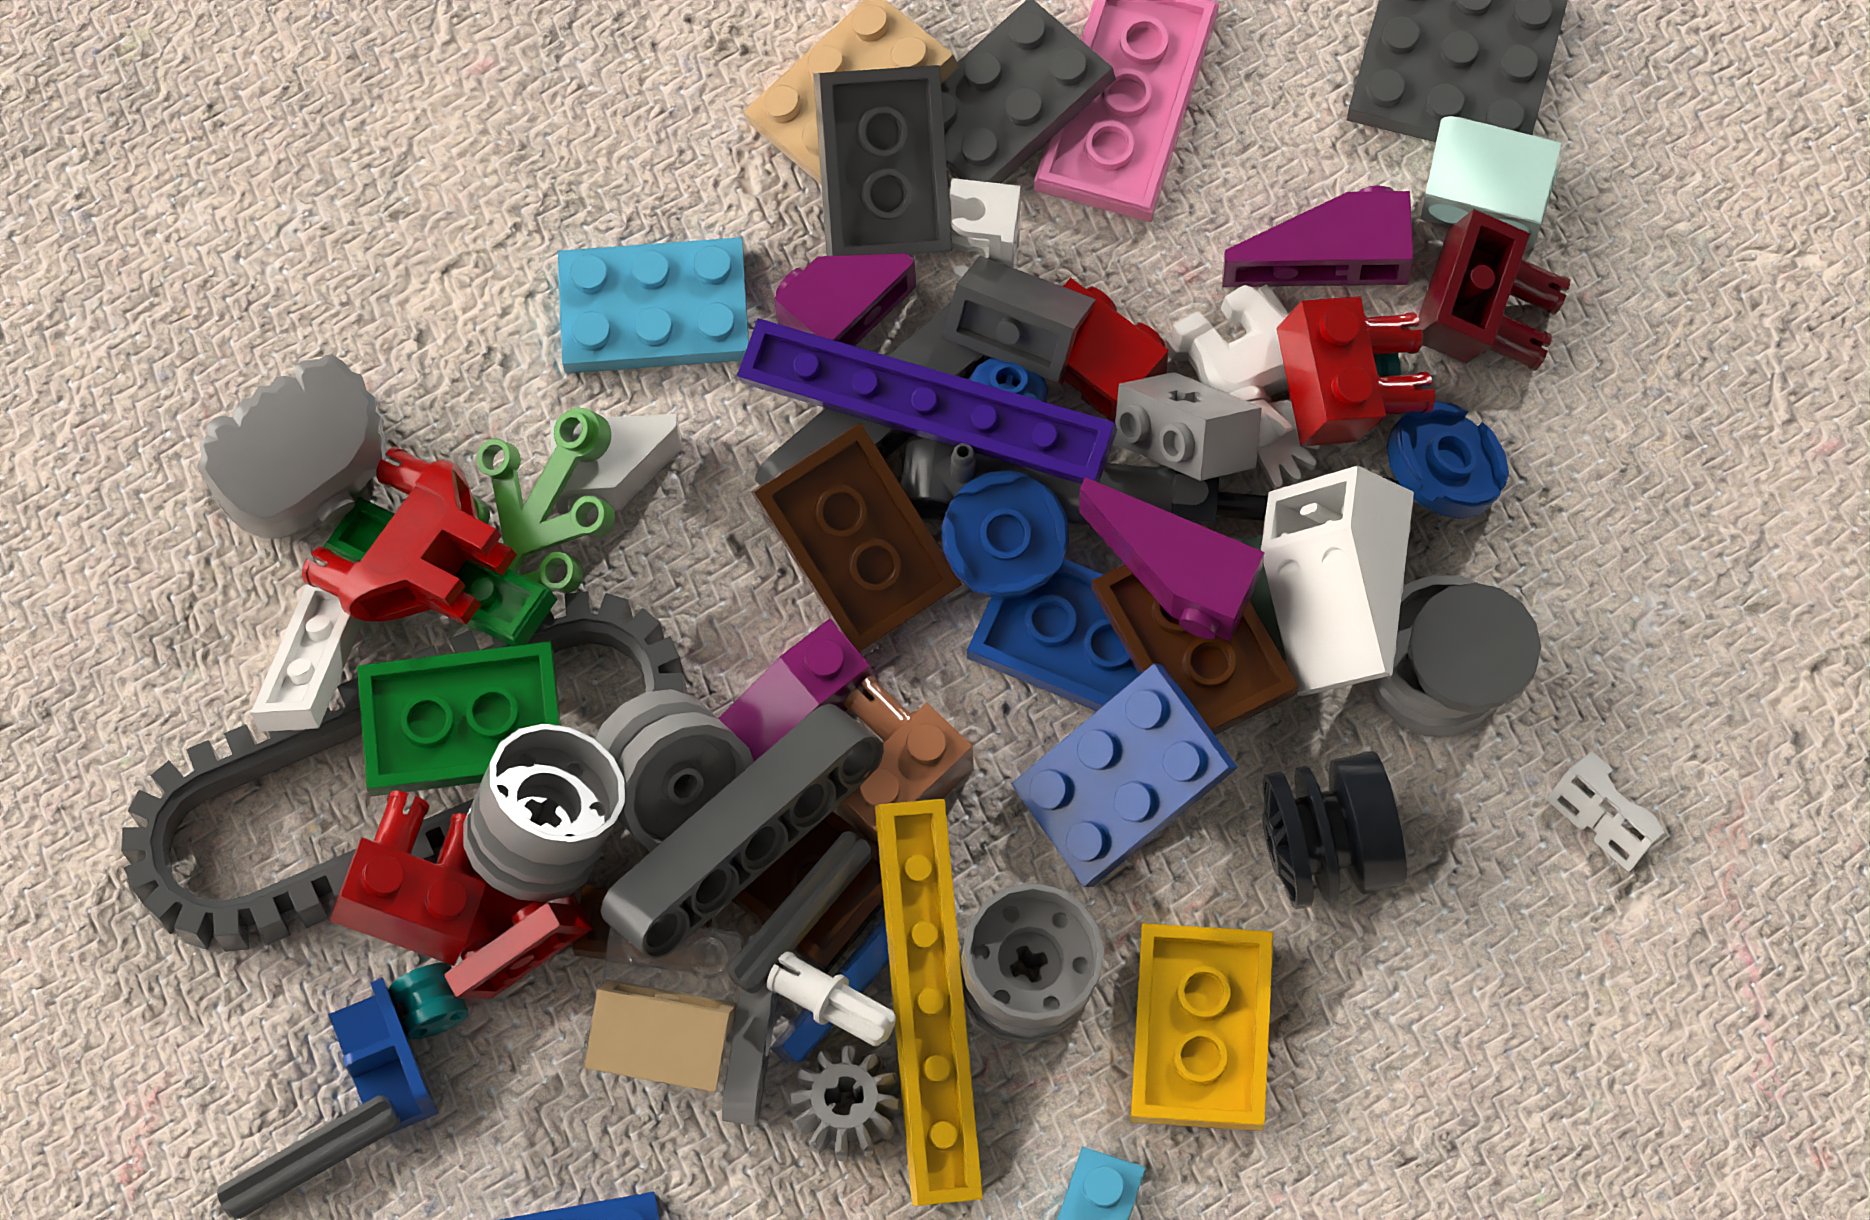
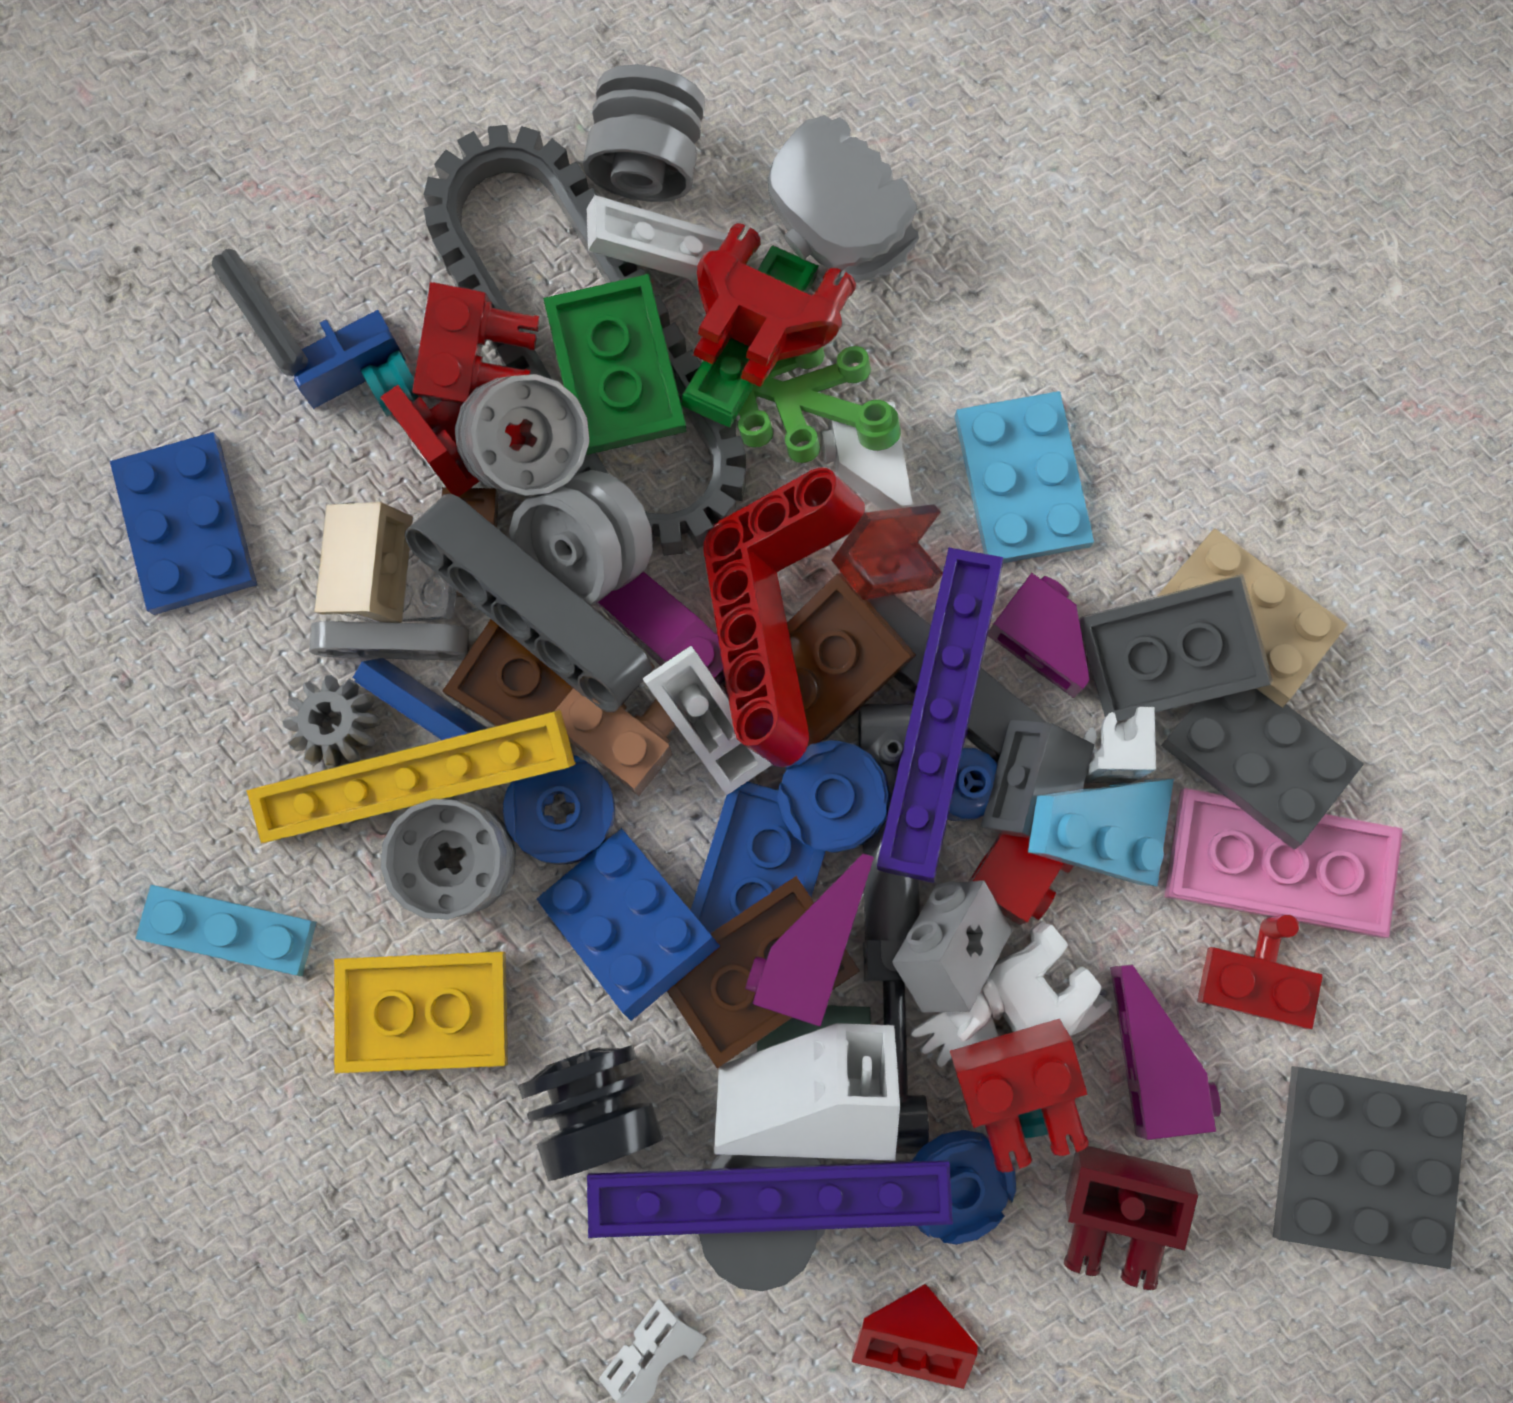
camera: 80 degrees right, 10 degrees up
(168, 664) = (644, 133): none -> light grey wheel
(738, 449) = (885, 555): none -> clear red panel
(781, 587) = (748, 606): none -> red beam
(800, 911) = (477, 662): dark grey axle -> none
(831, 999) = (395, 696): white axle -> none
(911, 648) = (704, 719): none -> white slope
(1009, 827) = (583, 830): none -> blue plate
(1074, 256) = (1106, 829): none -> medium azure wing
(1255, 138) = (1259, 983): none -> red plate
(1444, 629) = (769, 1199): none -> dark purple tile
(1491, 172) = (1244, 1208): light aqua piece -> none
(1609, 525) = (917, 1340): none -> red slope

